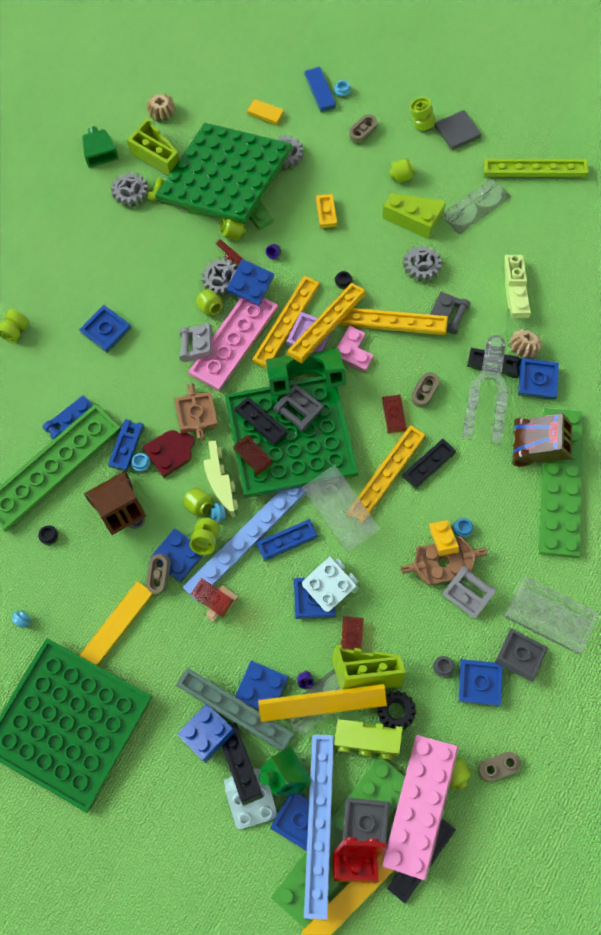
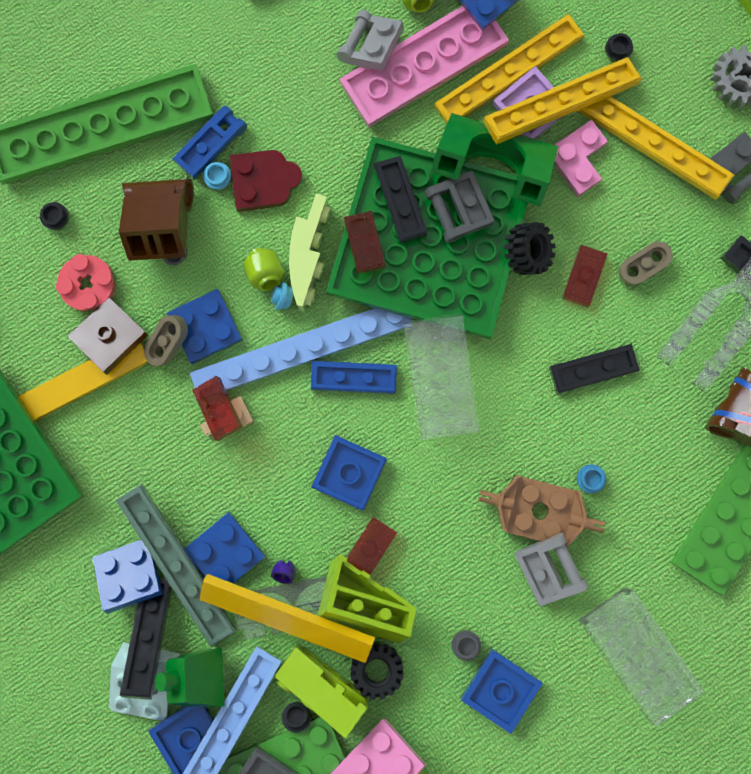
camera: 25 degrees right, 15 degrees up
(67, 417) = (152, 64): blue plate -> none
(95, 574) = (70, 284): none -> coral plate
(119, 589) = (107, 335): none -> plate
(195, 412) = (321, 142): medium nougat plate -> none
(204, 536) = (248, 322): lime wheel -> none
(330, 583) = (378, 467): light aqua bracket -> none
(353, 412) = (541, 248): none -> black tyre
(361, 767) = (296, 717): none -> black plate
(391, 468) = (538, 350): yellow tile -> none
(443, 538) = (557, 481): yellow plate -> none
(521, 655) = (573, 684): dark grey tile -> none

